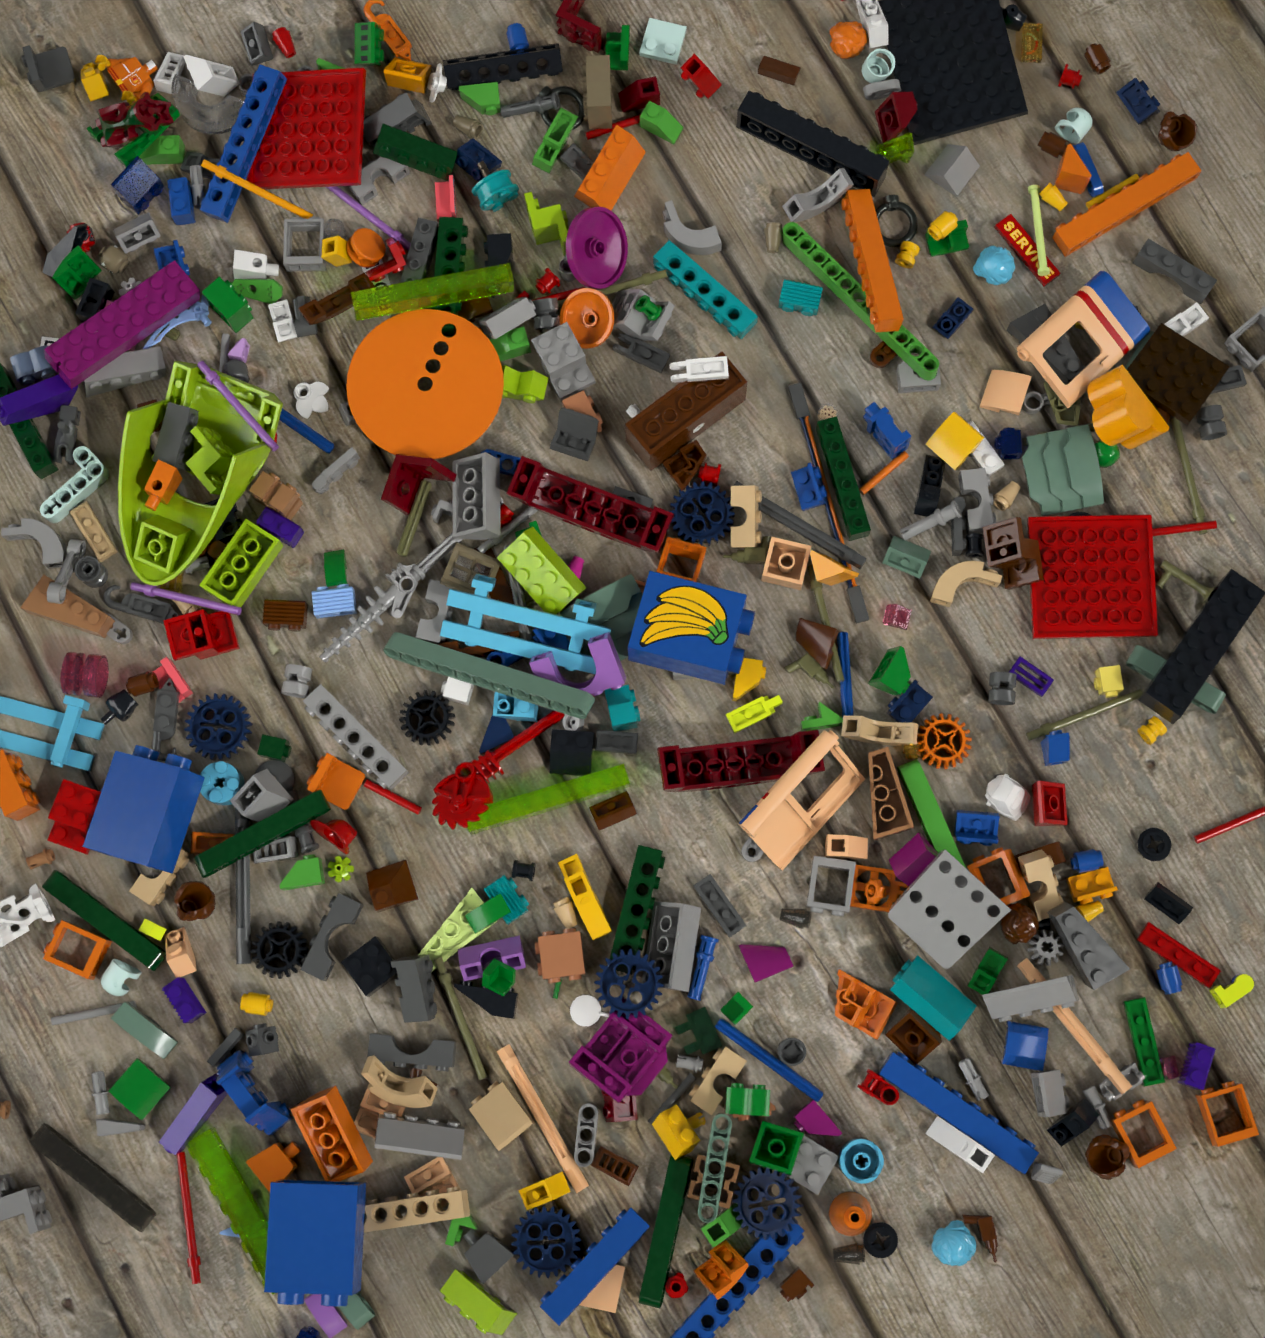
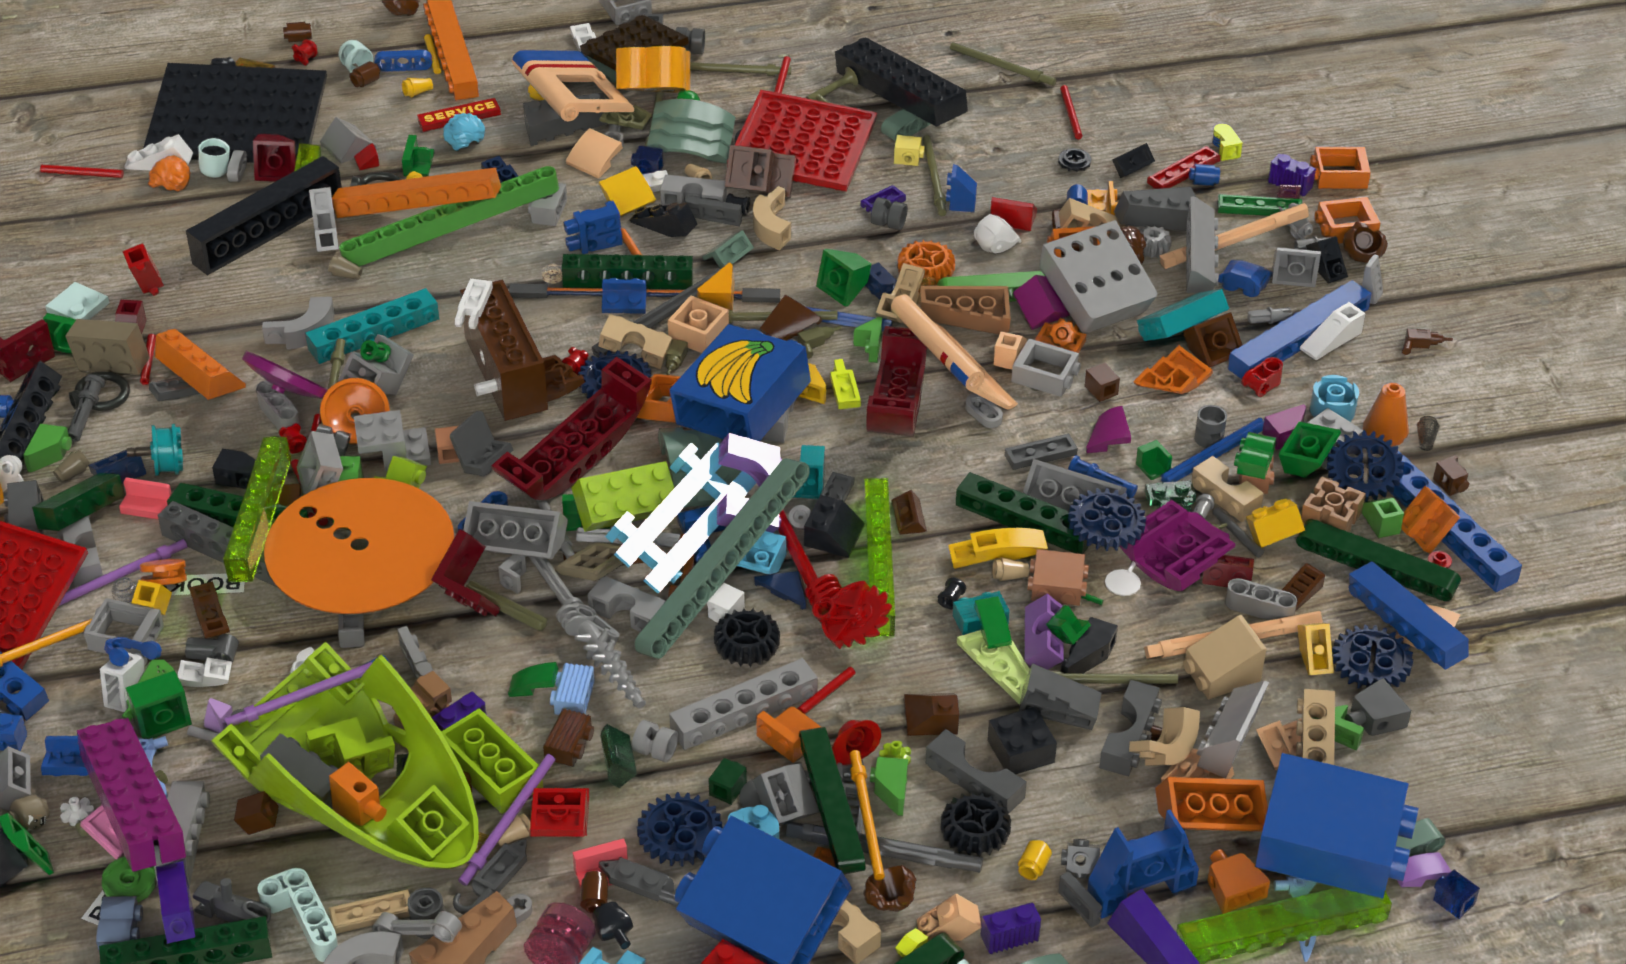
camera: 80 degrees left, 35 degrees down
(94, 299) = (75, 838): black brick -> none
(272, 658) = (617, 755): none -> clear green brick
(280, 272) = (120, 657): none -> blue piece
(293, 848) = (859, 775): none -> light orange bar
(393, 265) = (193, 544): red bracket -> none
(476, 1303) = (1431, 723): lime wedge -> none
(547, 223) = (231, 417): lime bracket -> none
(554, 140) = (136, 400): bright green slope -> none
(642, 353) = (414, 386): dark grey hinge -> none
(660, 122) = (166, 317): bright green slope -> none
(708, 1177) = (1321, 486): sand green beam -> none
(778, 70) = (168, 231): reddish brown slope -> none
(797, 917) = (1071, 398): clear smoke cone -> none
(800, 297) = (420, 262): teal brick -> none
(823, 940) = (1102, 382): none -> reddish brown brick
(876, 1249) = (1421, 406): black gear -> none
(885, 352) = (511, 222): reddish brown plate -> none
(897, 616) = (785, 272): clear pink slope -> none
(934, 195) = (367, 158): none -> red slope
(939, 517) = (701, 211): light grey pin -> none
(943, 225) = (408, 143): yellow brick -> none
(954, 1244) = (1431, 358): medium azure hair -> none
(976, 827) = (1020, 258): blue bracket -> none
(987, 971) = (1168, 289): green slope -> none
(1034, 191) = (402, 97): yellowish green bar -> none
(1072, 172) = (400, 62): orange slope -> none
(1137, 100) = (355, 17): dark blue bracket -> none
(1152, 730) = (966, 135): yellow wheel -> none
(1192, 280) = (517, 35): dark grey arch -> none

